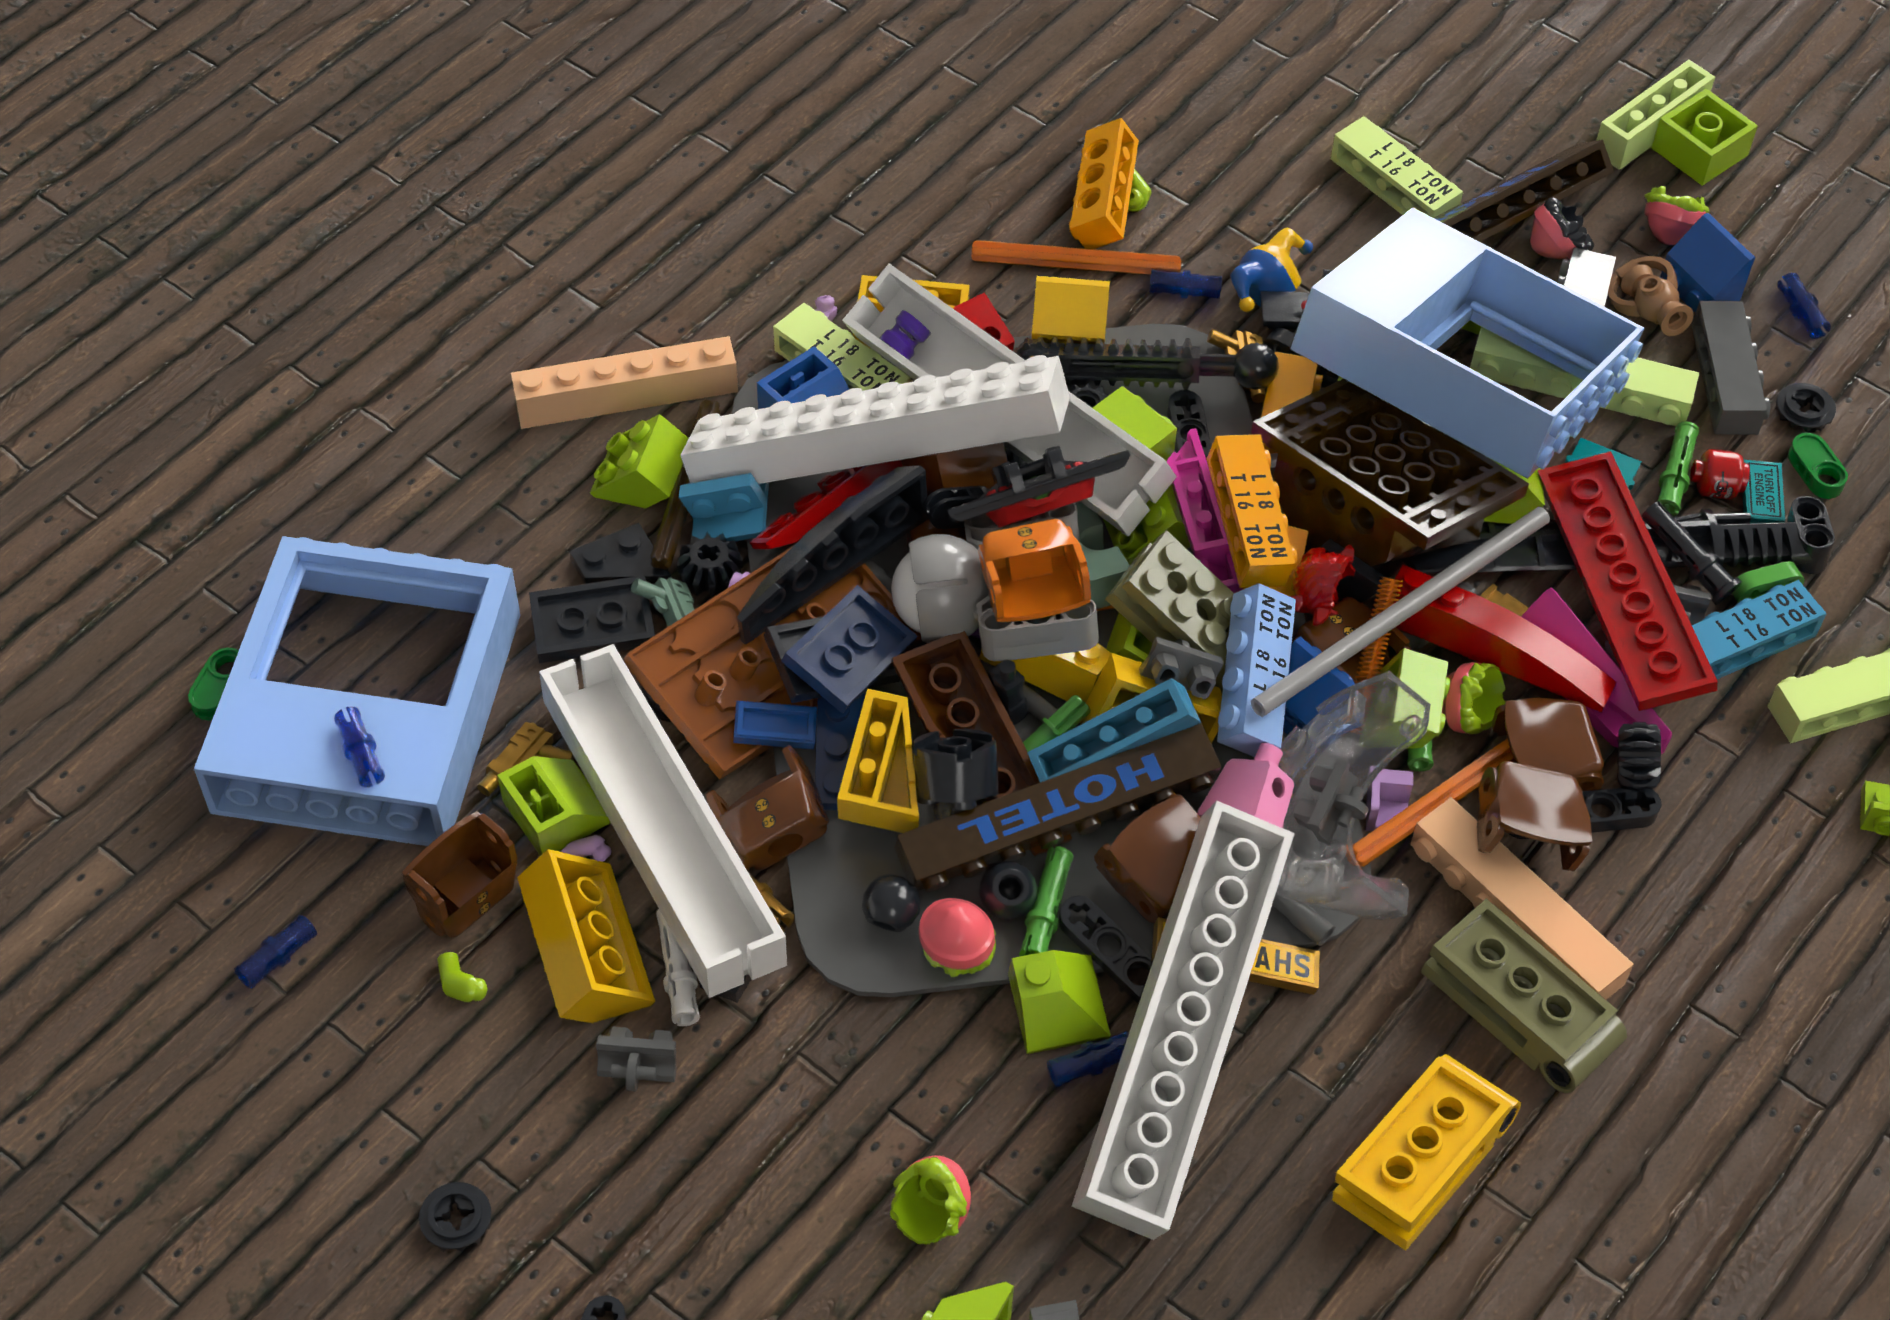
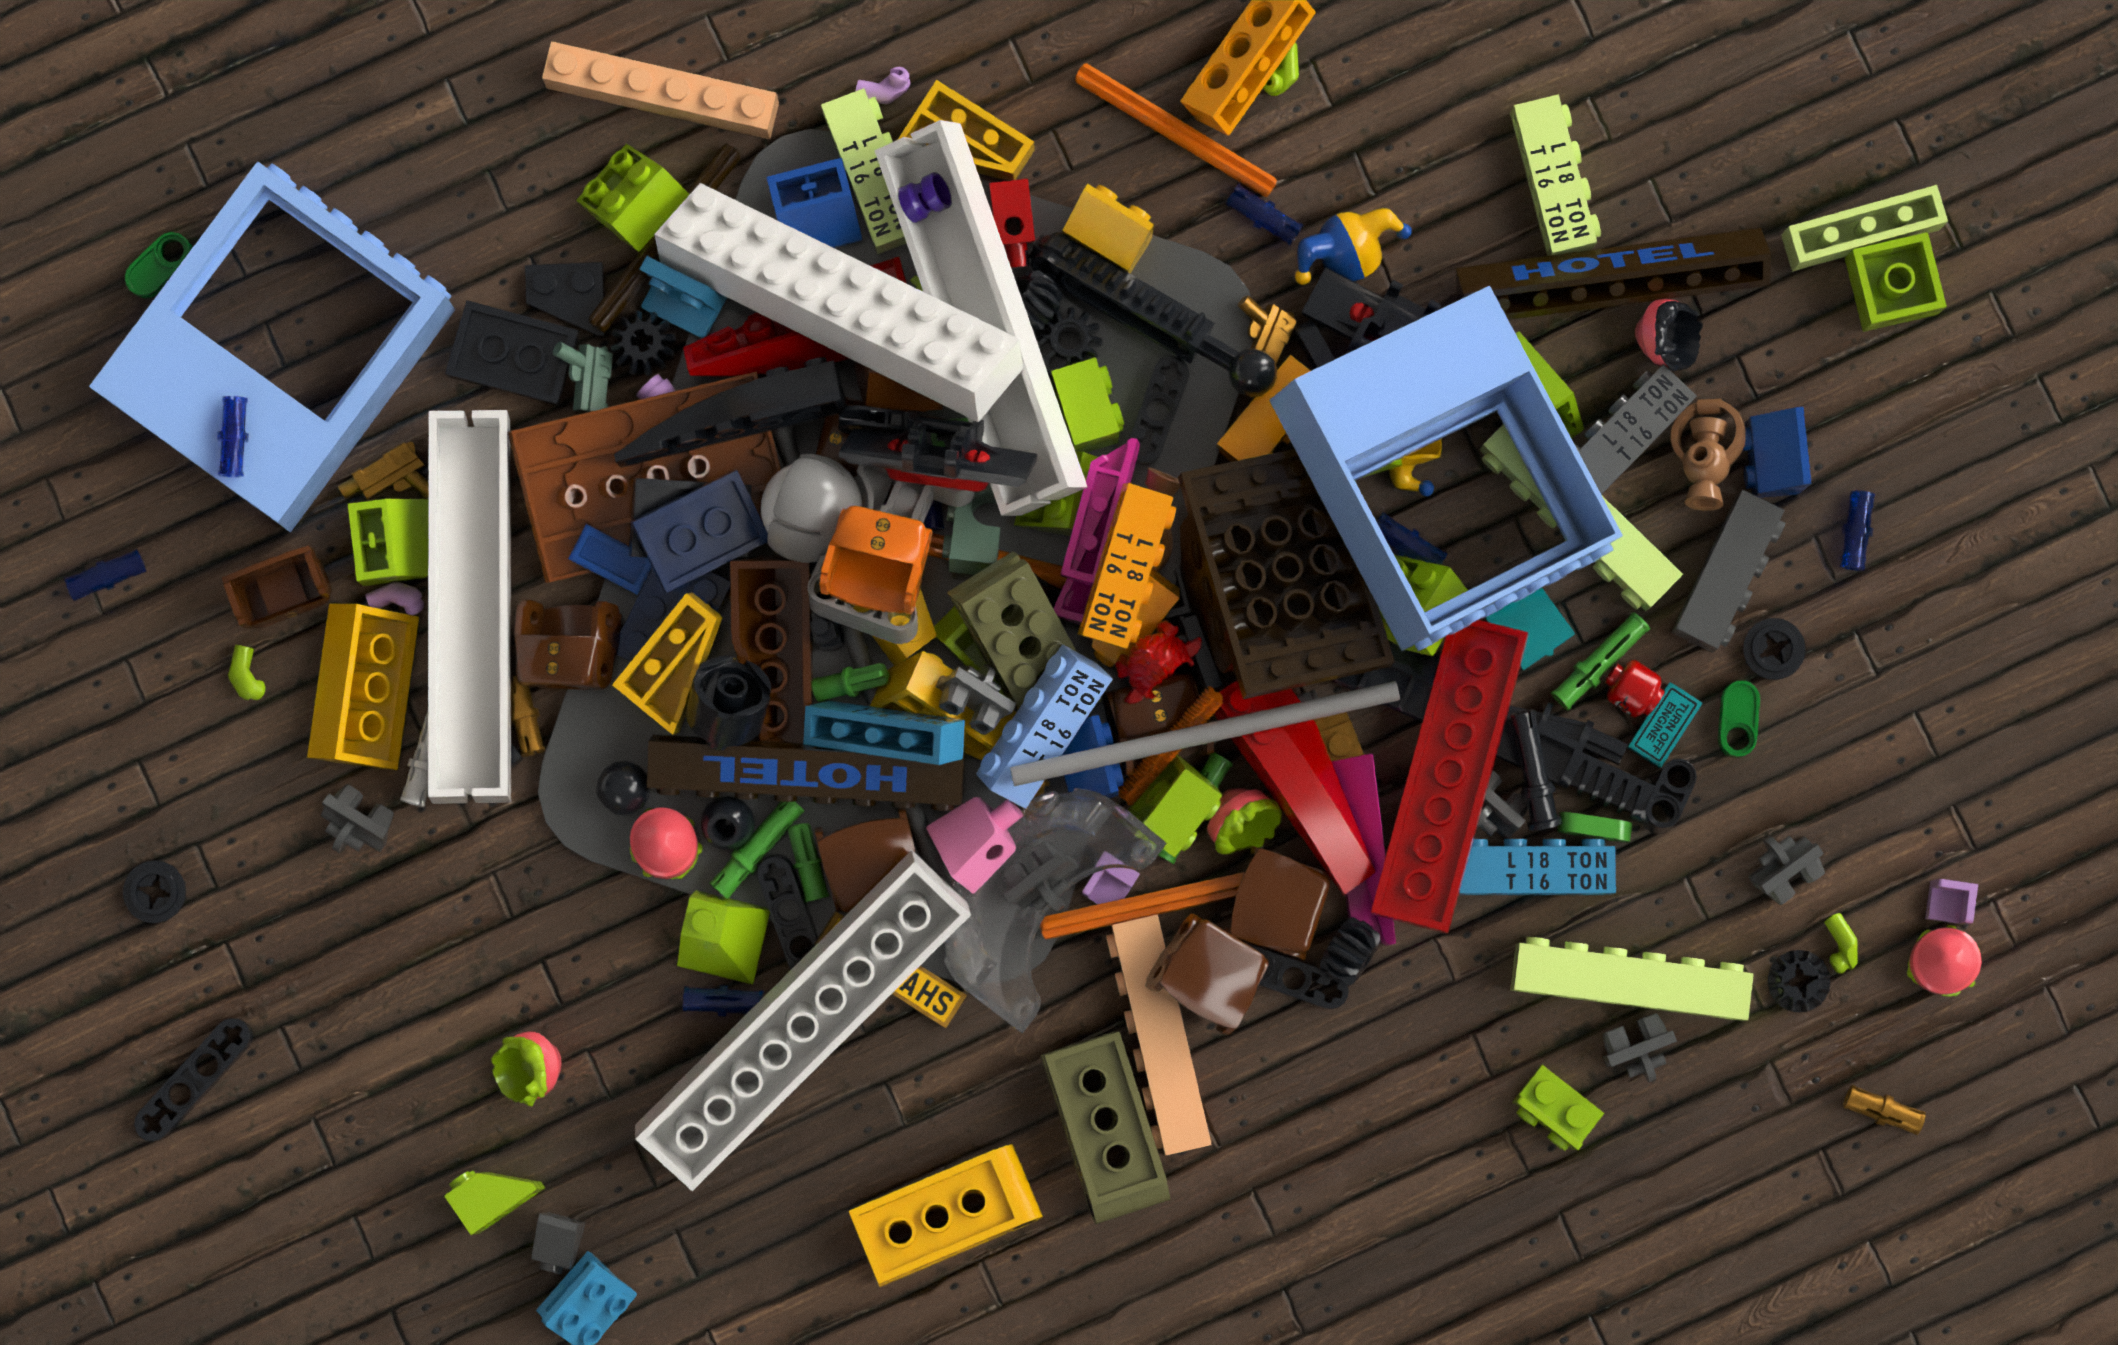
camera: 25 degrees right, 30 degrees up
(1103, 895) = (807, 862): none -> bright green axle
(1672, 216) = (1800, 363): coral hair -> none

